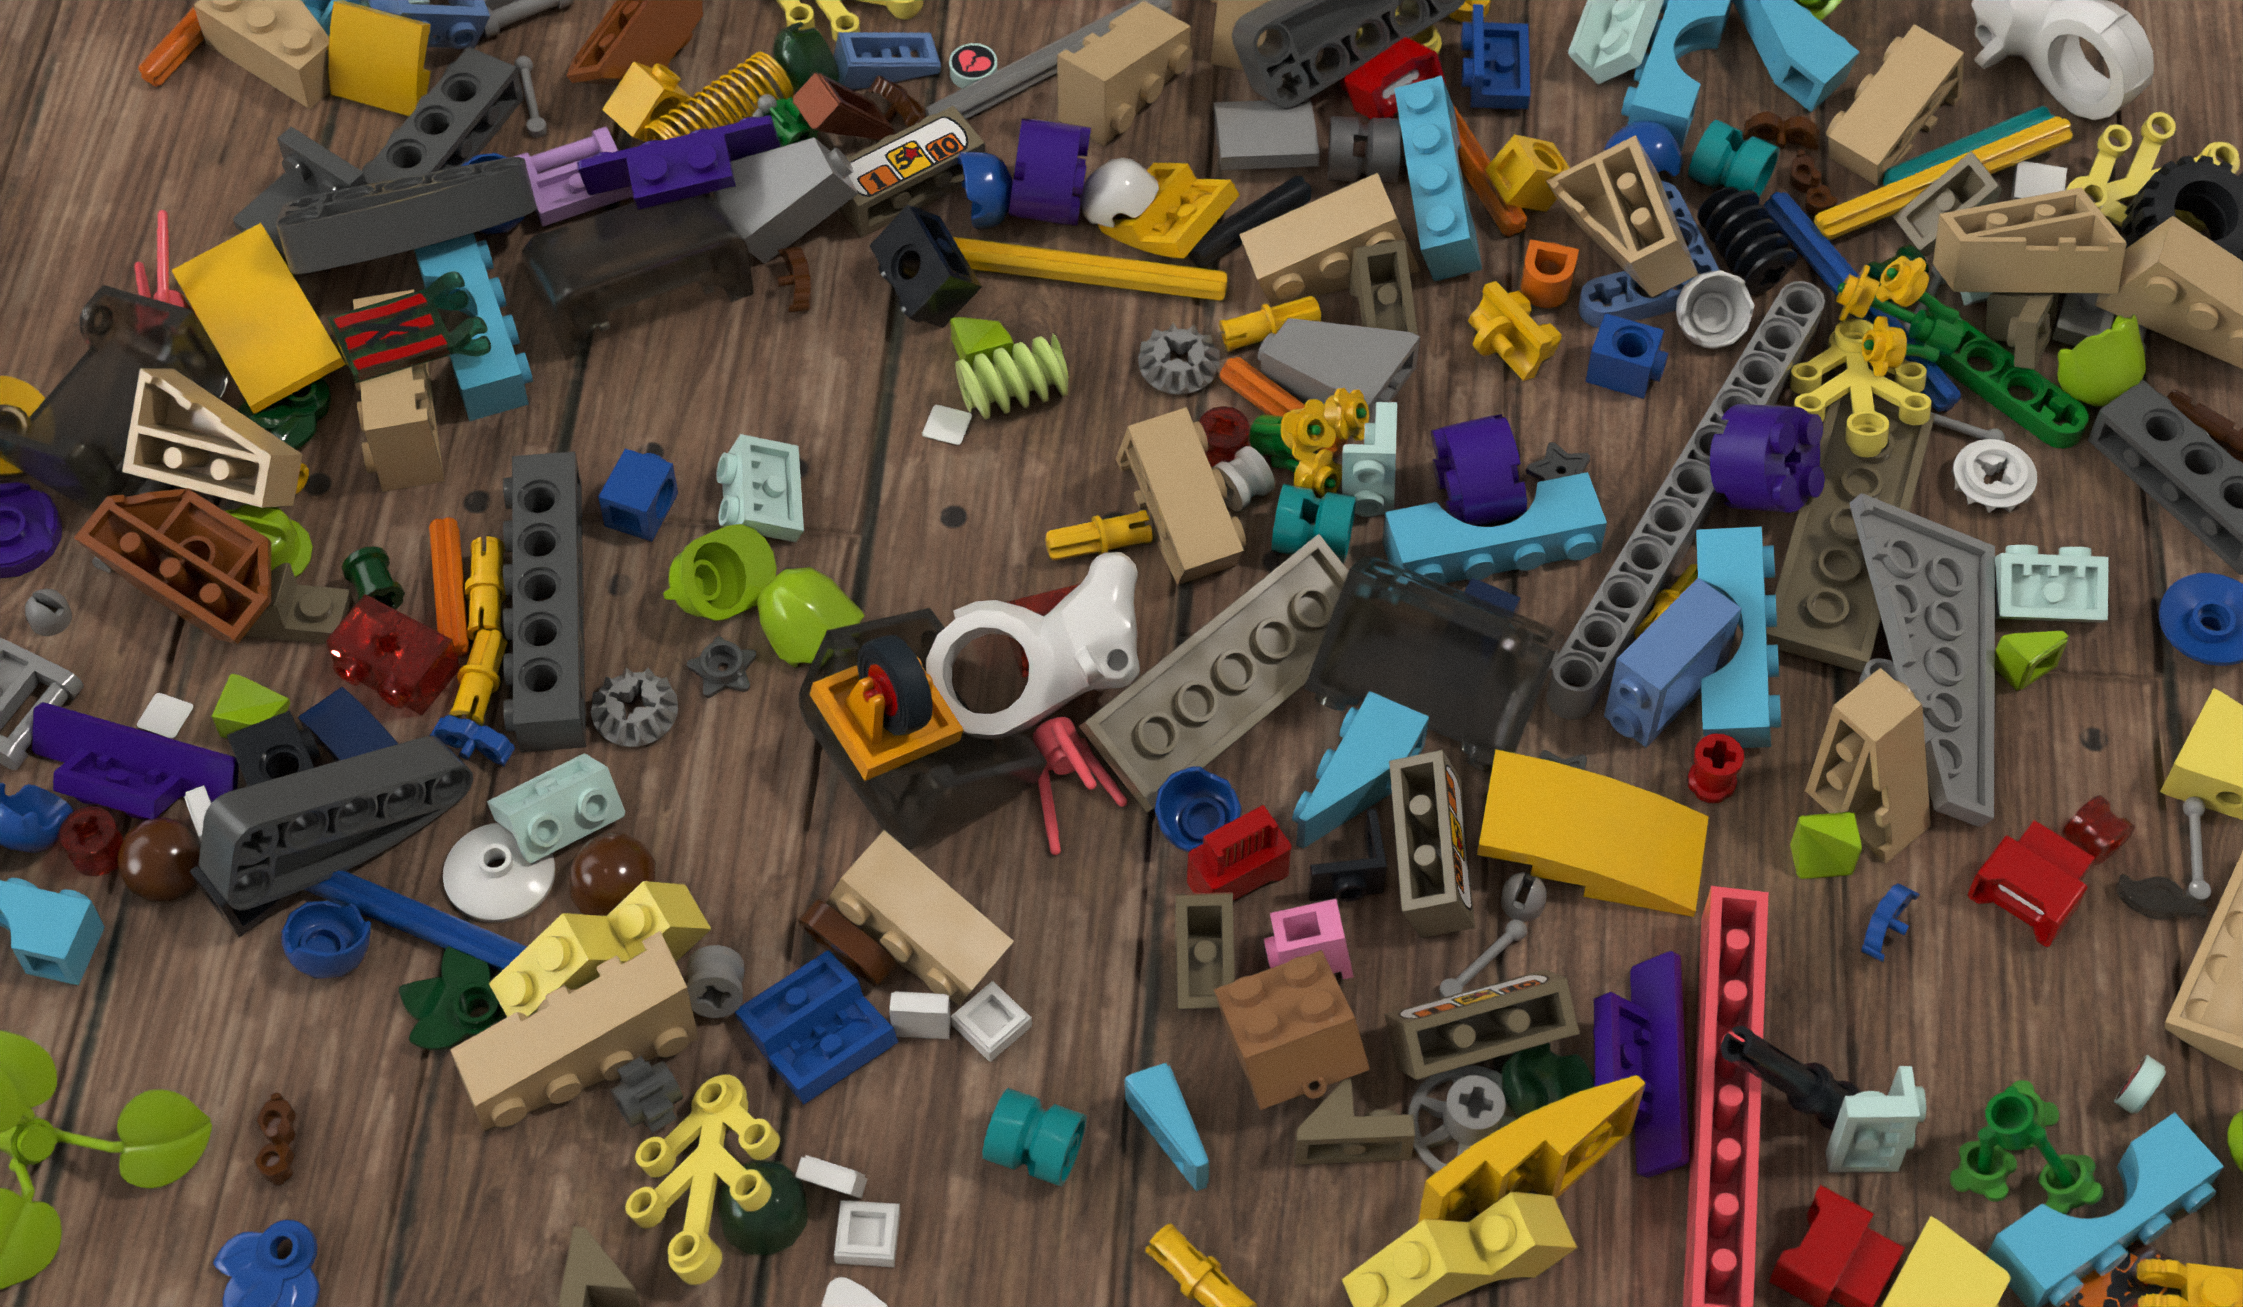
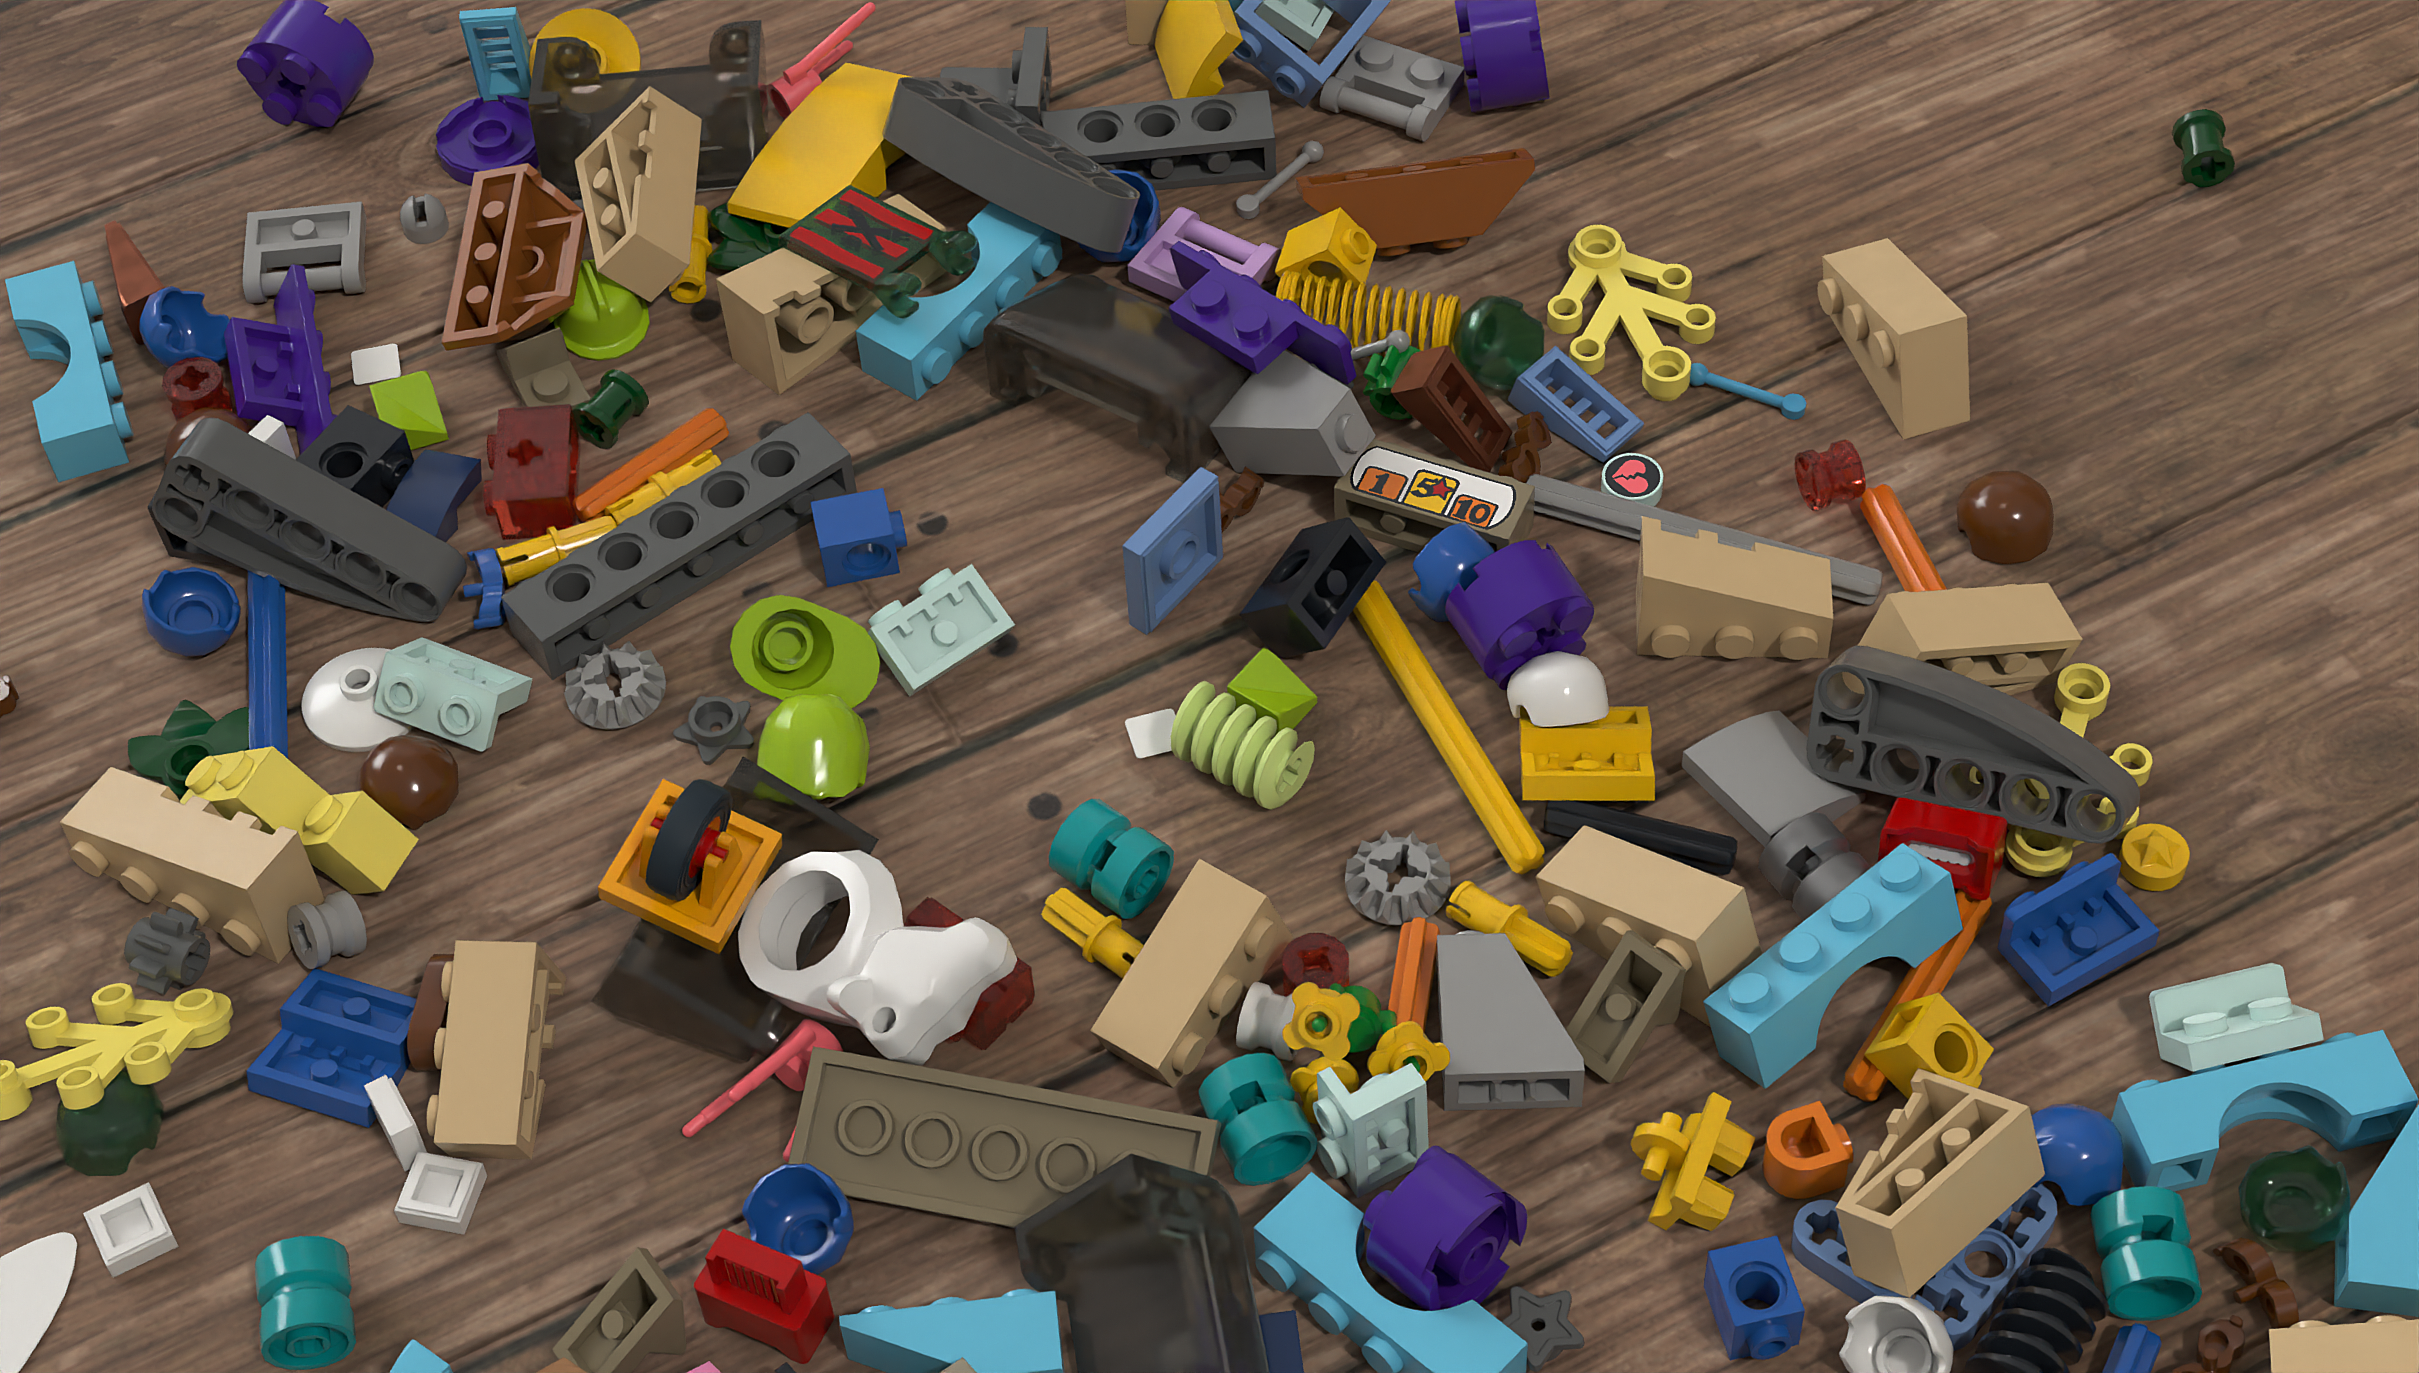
camera: 60 degrees right, 5 degrees down
(831, 1176) = (162, 1156): white tile -> none
(834, 317) = (1173, 551): none -> medium blue tile
(1030, 495) = (1115, 861): none -> teal wheel
(1749, 77) = (2295, 1199): none -> clear green hair

